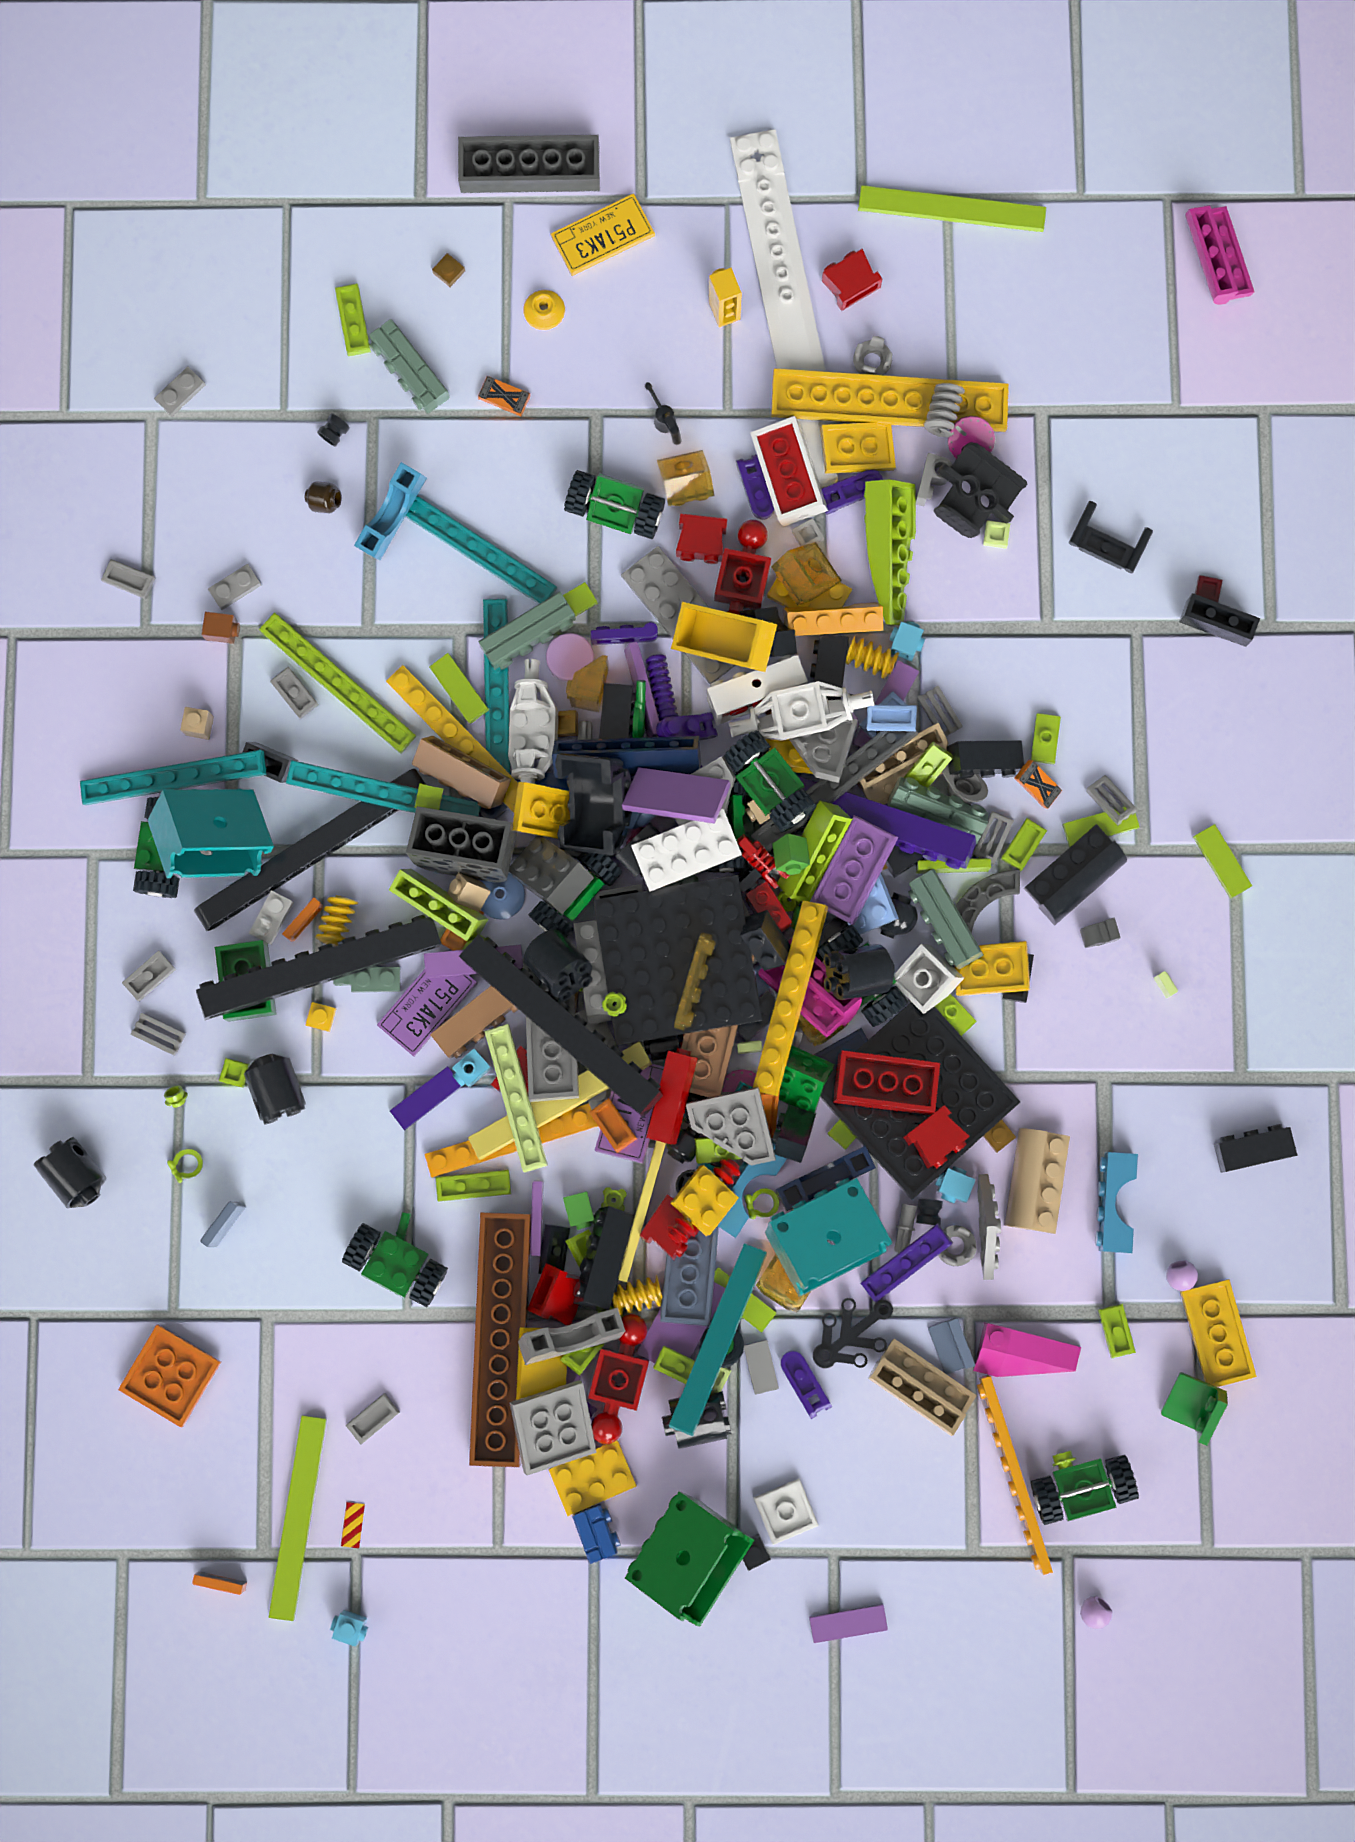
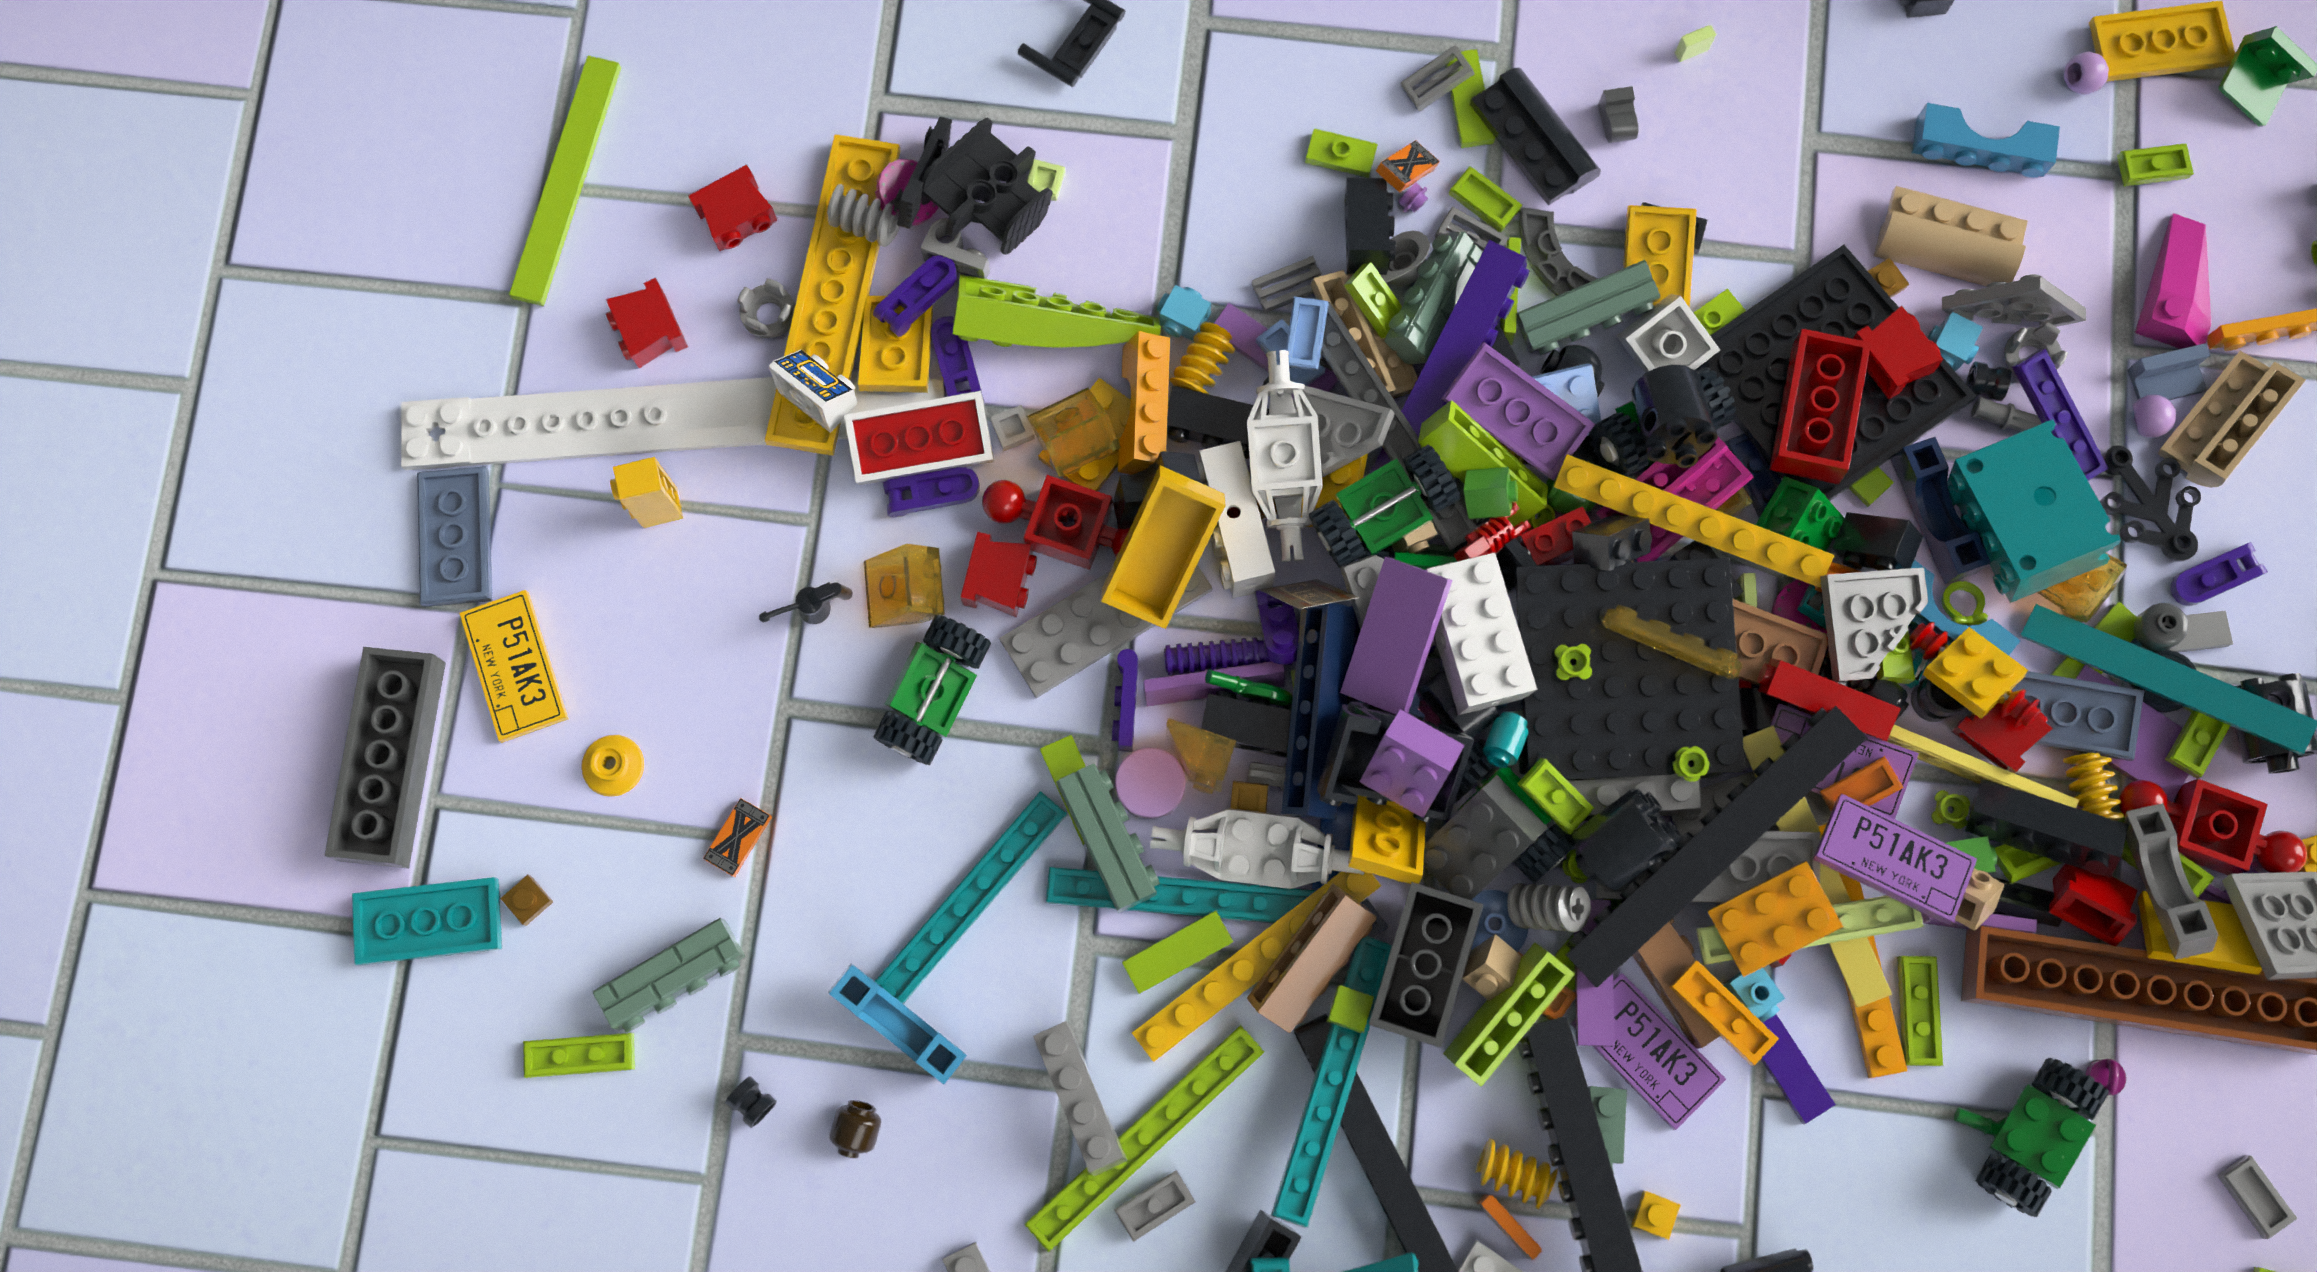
camera: 85 degrees left, 5 degrees down
(372, 624) = (1079, 1098): none -> light grey arch
(427, 210) = (426, 921): none -> teal plate
(441, 1313) = (2109, 1074): none -> magenta tile
(452, 1044) = (1724, 1013): none -> light orange plate
(511, 924) = (1549, 907): none -> light grey piece
(517, 1070) = (1775, 918): none -> light orange plate
(547, 1207) = (1979, 899): none -> tan brick
(564, 1146) = (1895, 859): none -> medium lavender tile
(583, 916) = (1555, 796): none -> lime plate
(589, 813) = (1411, 763): none -> medium lavender brick
(618, 881) = (1506, 740): none -> teal brick
(668, 912) = (1580, 654): none -> lime plate
(687, 181) = (454, 536): none -> sand blue tile
(706, 740) = (1308, 593): none -> sticker
(752, 1344) = (2161, 627): none -> dark grey head
(811, 392) = (814, 388): none -> white slope
(894, 455) = (917, 294): none -> dark purple plate
(917, 1331) = (2154, 415): none -> lavender piece
(943, 323) = (733, 208): none -> red hips
(1005, 453) = (935, 144): none -> black container
(1016, 792) = (1413, 198): none -> medium lavender plate

